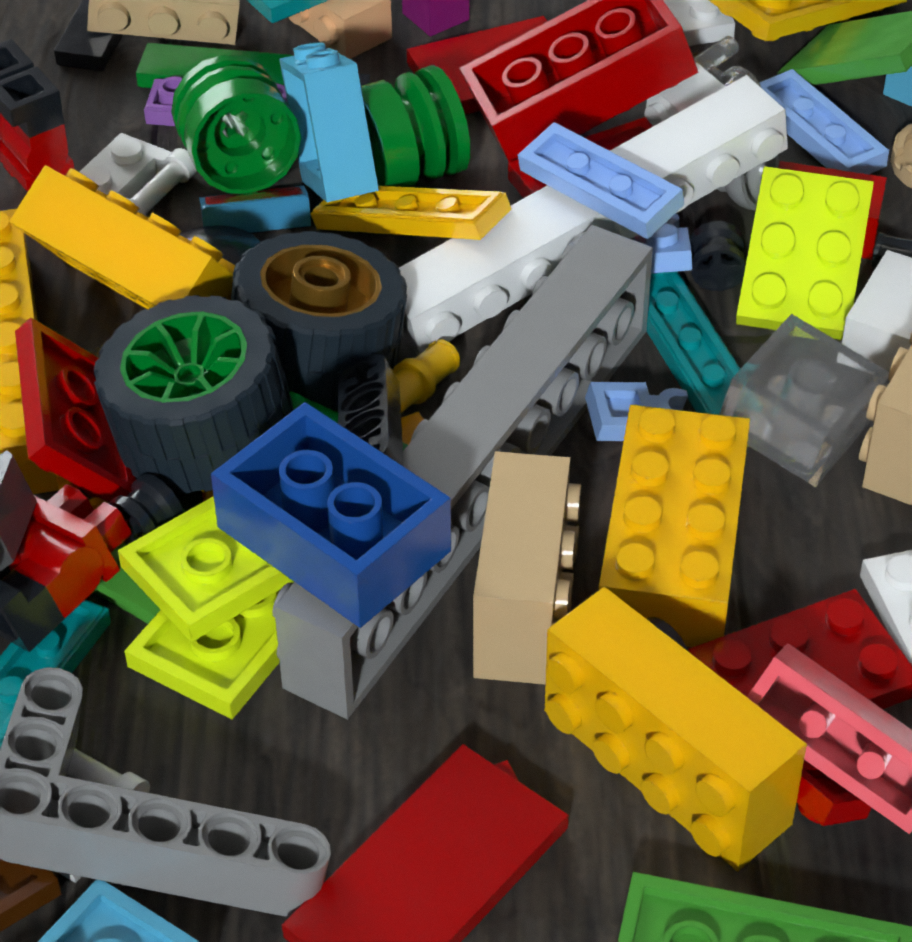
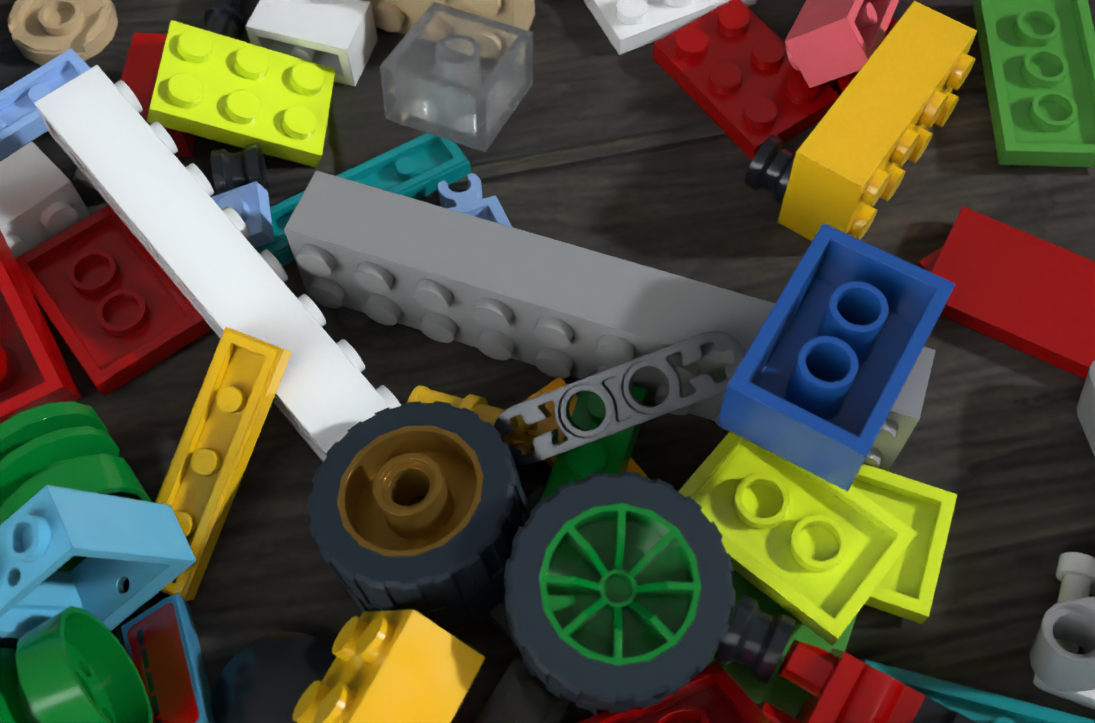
camera: 100 degrees left, 15 degrees up
(522, 564) = (734, 237): tan brick -> none
(601, 180) = (211, 227): light blue plate -> none
(677, 518) = (626, 165): yellow brick -> none

